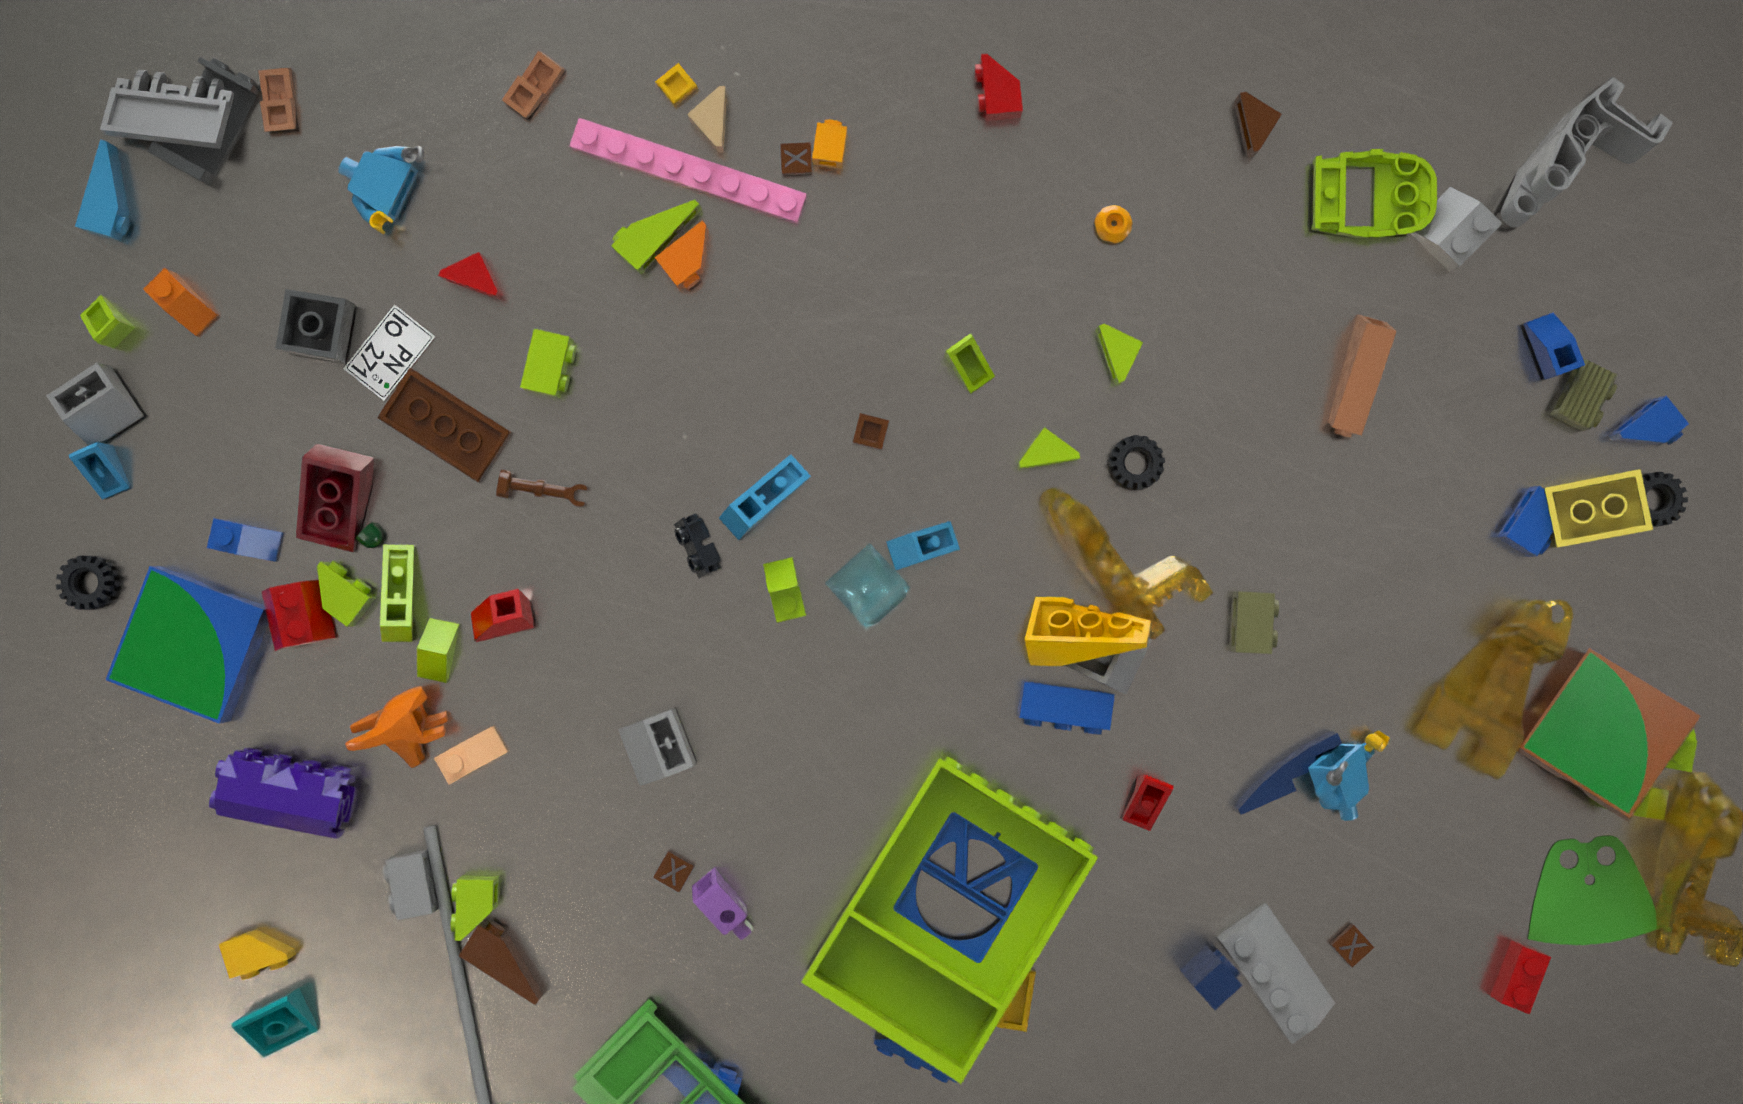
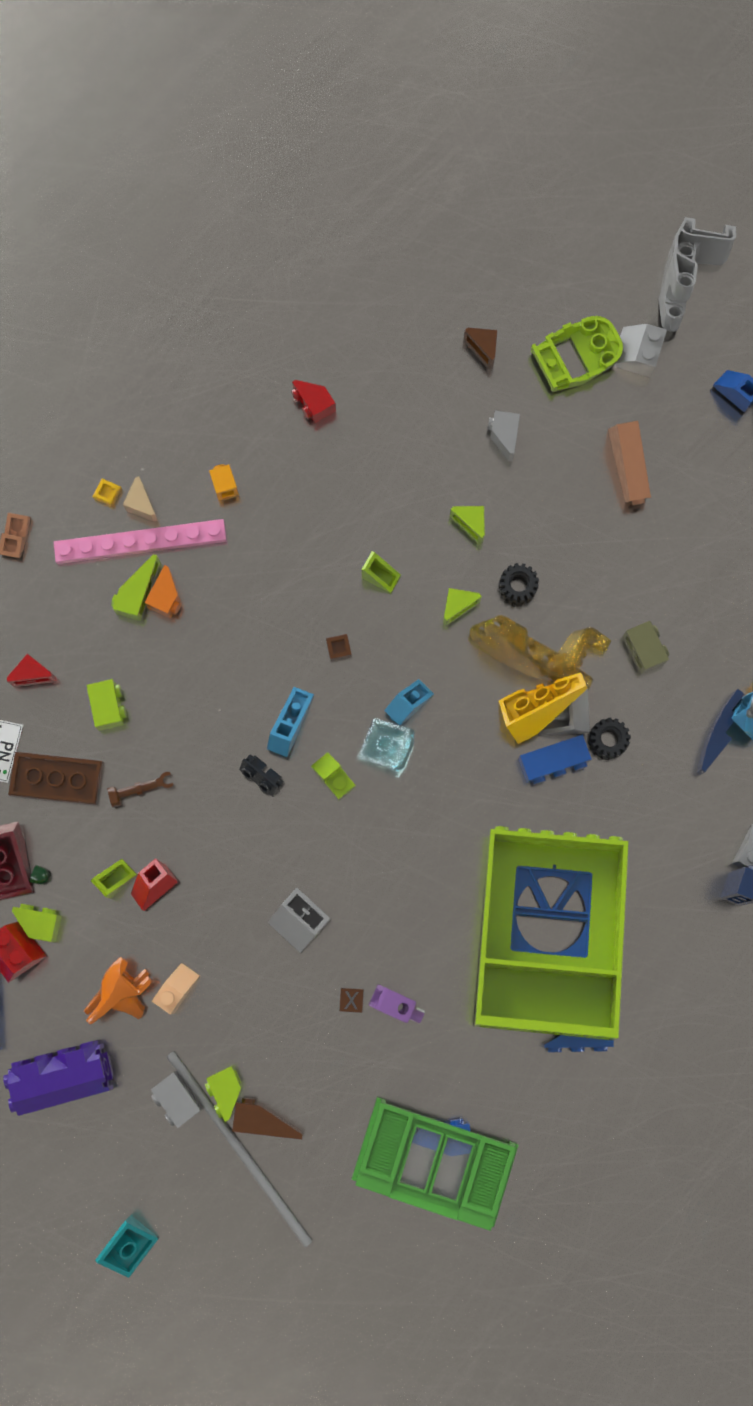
camera: 25 degrees left, 10 degrees down
(254, 951) = (87, 1203): yellow slope -> none
(397, 593) = (75, 904): lime slope -> none
(437, 650) = (119, 930): lime slope -> none
(457, 586) = (114, 879): none -> lime slope
(796, 159) = (206, 501): reddish brown tile -> none
(1018, 1011) = (630, 981): yellow tile -> none
(1113, 233) = (427, 452): light orange plate -> none
(1147, 802) = (640, 794): red slope -> none
(1165, 713) = (622, 735): none -> black tyre
(1221, 254) = (504, 432): none -> light grey slope

